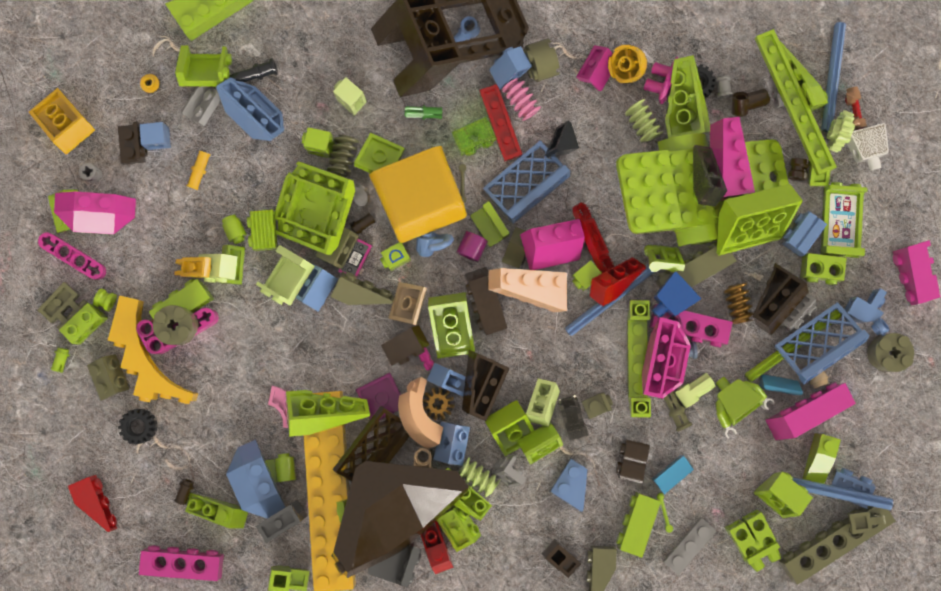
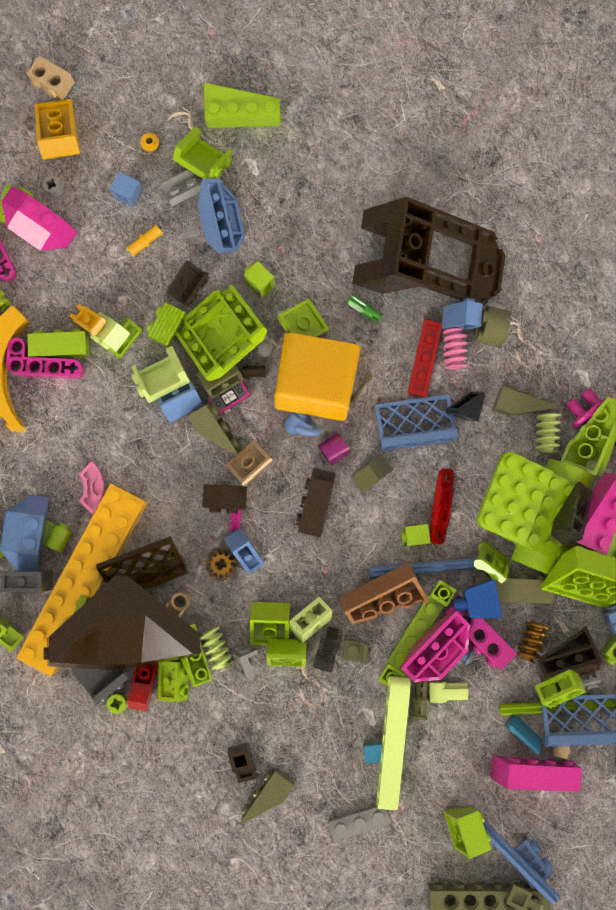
camera: 30 degrees right, 0 degrees up
(28, 78) = (52, 76): none -> tan brick
(130, 144) = (100, 184): dark brown bracket -> none
(164, 322) = (37, 349): olive brick -> none
(234, 229) = (142, 308): lime brick -> none
(257, 71) = (246, 188): black pin -> none
(259, 184) = (187, 283): none -> dark brown bracket
(315, 413) = (113, 508): lime wedge -> none
(342, 154) = (272, 302): olive piece -> none
(349, 96) = (310, 256): yellowish green brick -> none
(379, 393) = (179, 525): magenta tile -> none
(394, 256) = (263, 416): lime brick -> none
(414, 418) = (193, 564): light nougat arch -> none
(426, 573) = (120, 701): none -> lime wheel
(451, 325) = (274, 504): lime slope -> none
(452, 444) = (211, 605): medium blue brick -> none
(463, 34) = (440, 262): medium blue pin -> none
(479, 128) = (403, 352): clear neon green brick -> none
(482, 384) = (268, 572): dark brown wedge -> none
(490, 224) = (361, 439): lime panel -> none
(539, 288) = (365, 517): light nougat wedge -> none
(553, 244) = (404, 490): dark pink slope -> none
(572, 484) = (291, 705): medium blue wing -> none
(591, 342) = (384, 594): none -> medium nougat wedge
(595, 67) = (538, 362): dark pink panel -> none
(598, 114) = (516, 403): none -> olive slope
(615, 281) = (436, 555): red slope -> none
(627, 64) = (565, 375): yellow cylinder -> none
(633, 461) = (356, 718): dark brown brick -> none
(638, 524) = (326, 775): lime brick -> none
(660, 496) = (351, 795): lime hinge -> none
(676, 461) = (393, 742): none -> yellowish green beam
(738, 401) = (478, 725): lime torso -> none
(757, 545) = (415, 859): lime hips -> none
(786, 327) = (560, 688): none -> lime brick
(821, 458) = (520, 819): lime slope -> none

